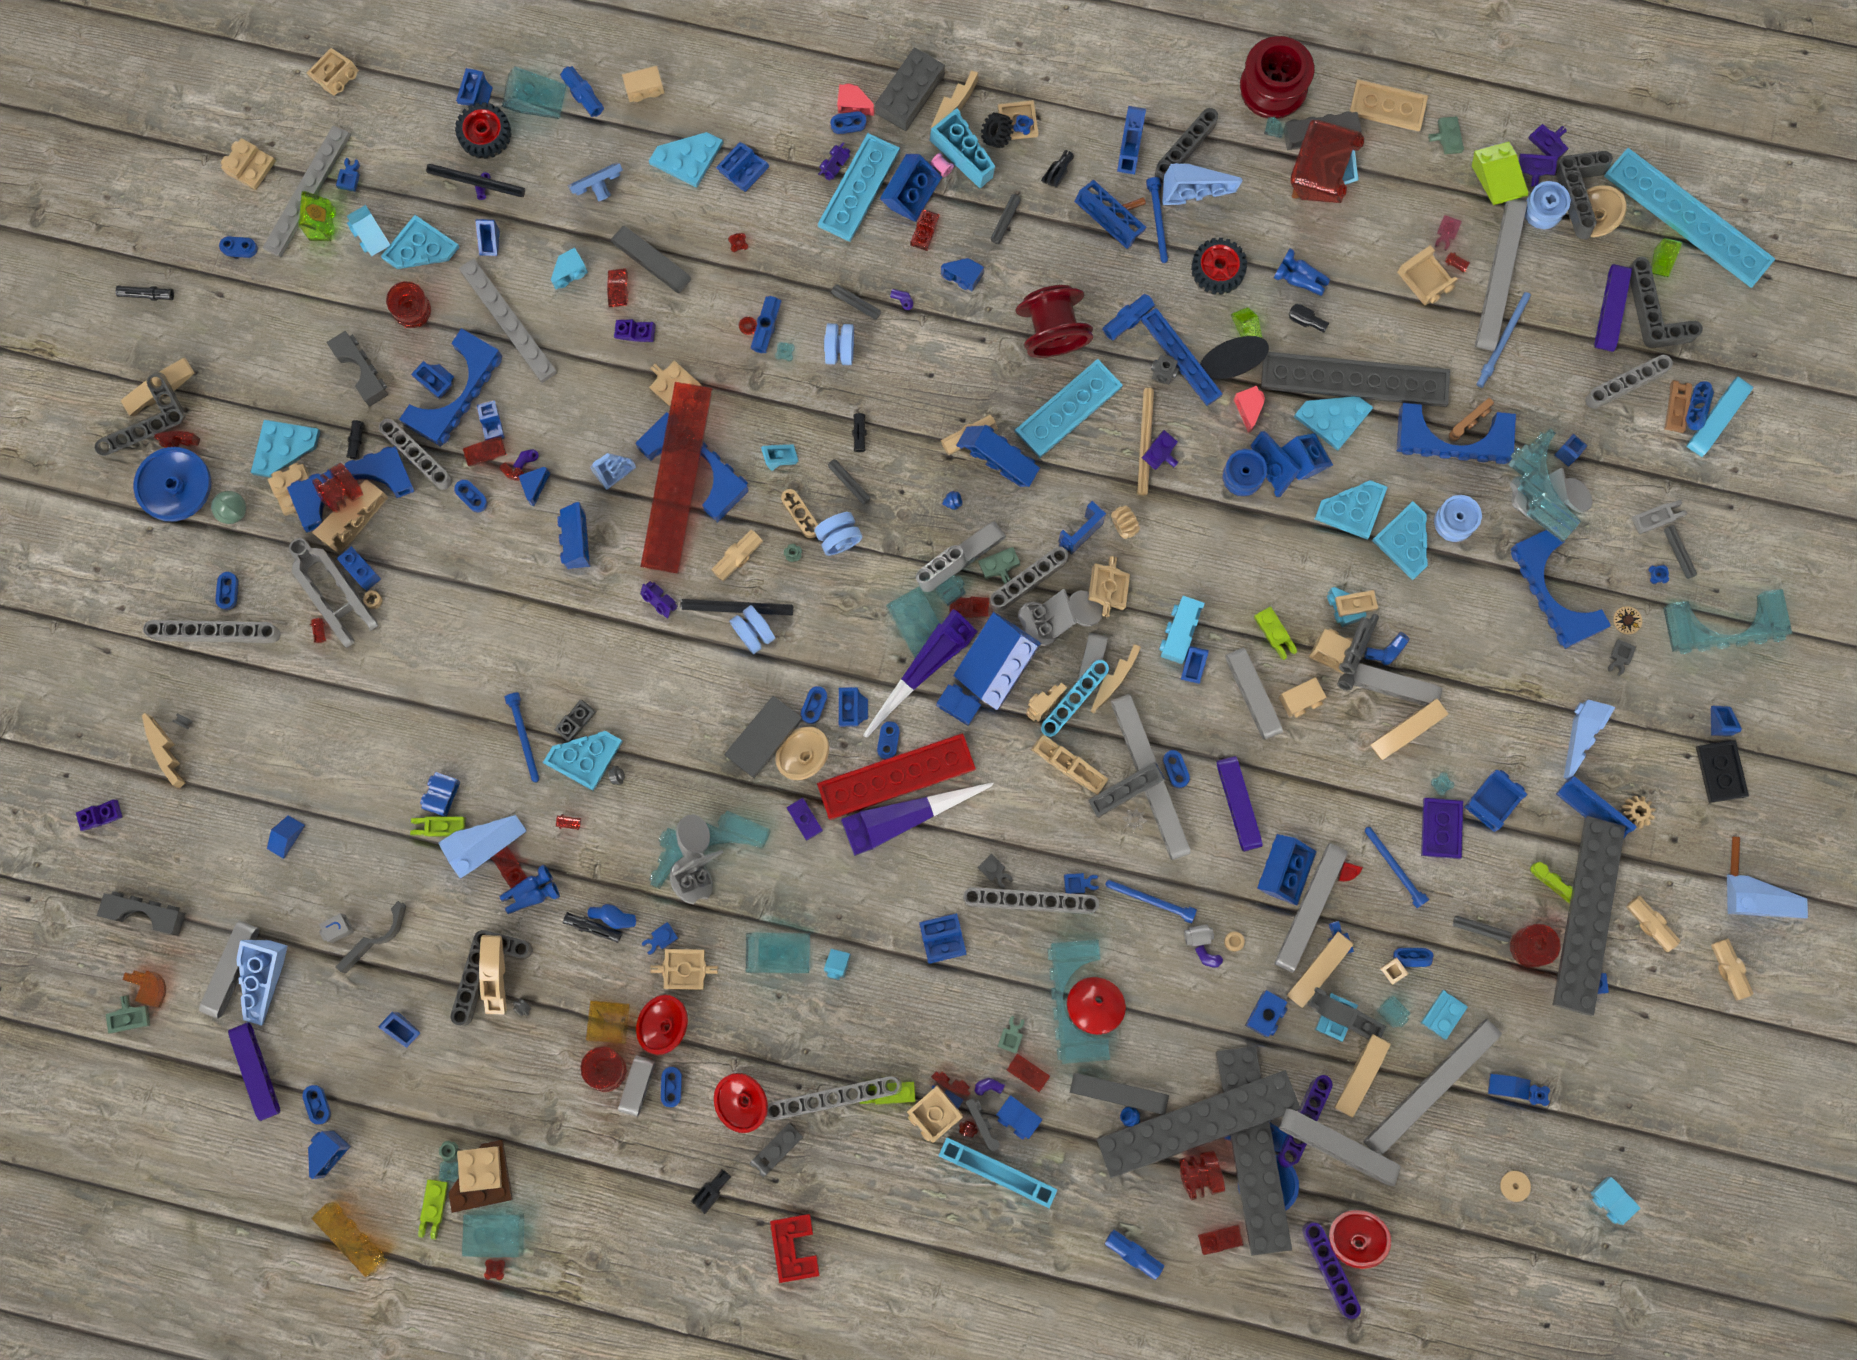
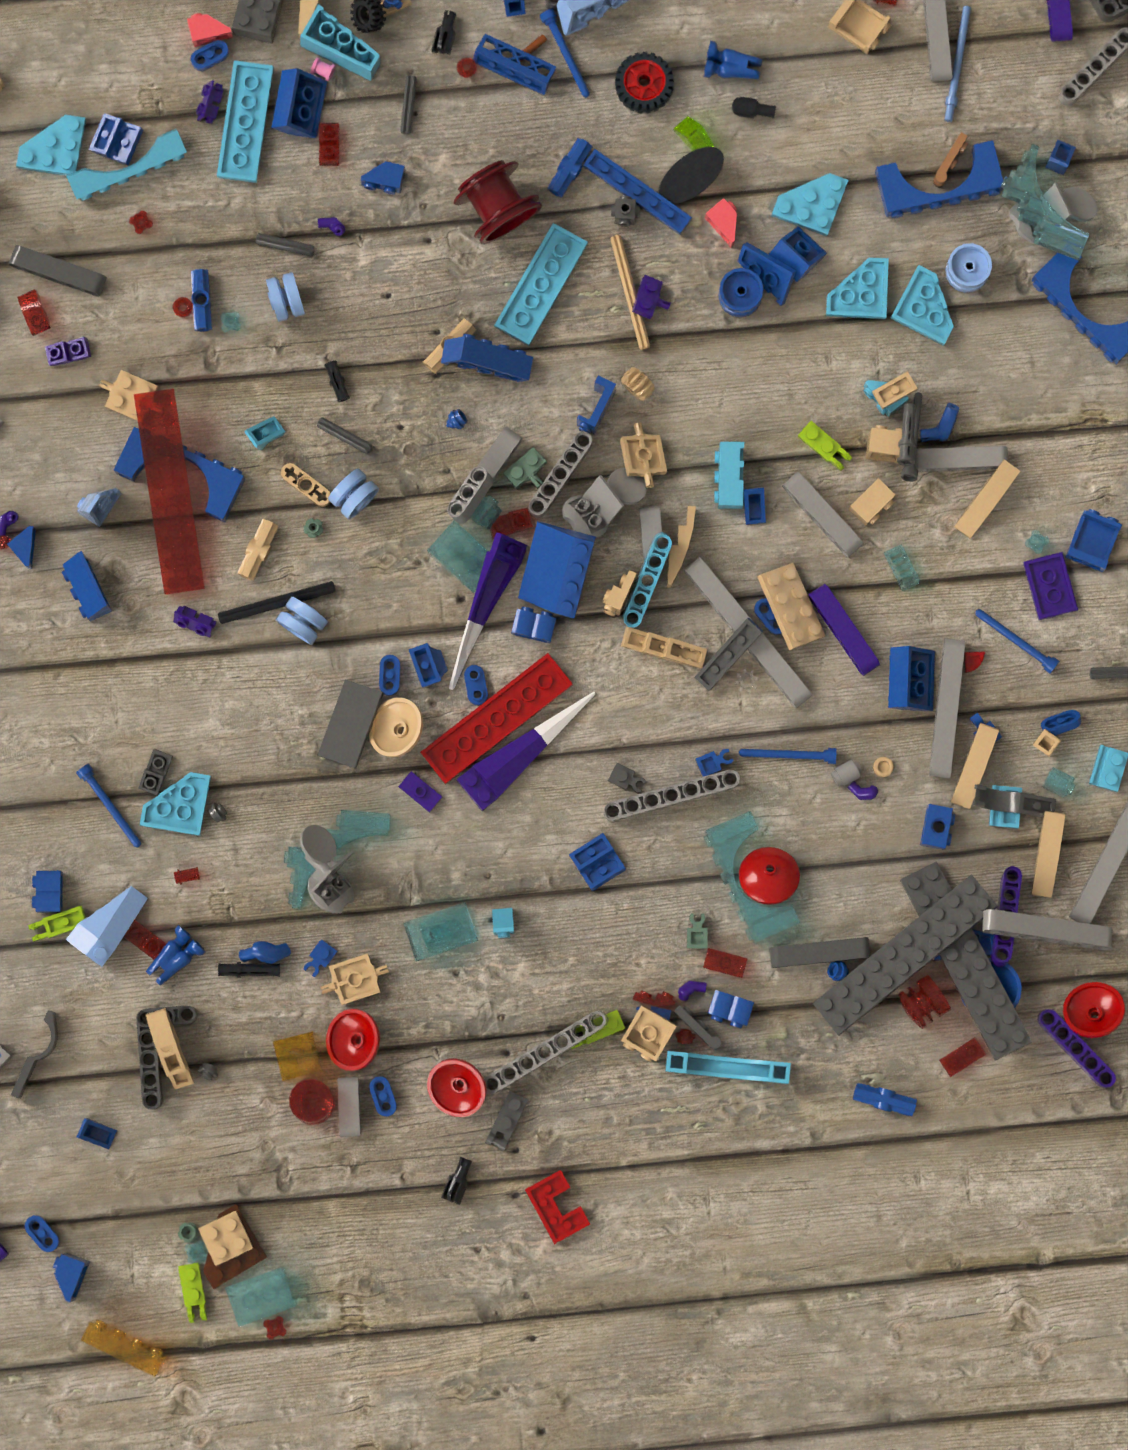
camera: 20 degrees left, 5 degrees up
(781, 186) = (87, 181): none -> medium azure arch
(1067, 208) = (466, 73): none -> clear red plate
(1198, 766) = (791, 606): none -> tan plate
(1306, 775) = (907, 583): none -> clear light blue slope
(1356, 379) = (821, 156): dark grey plate -> none

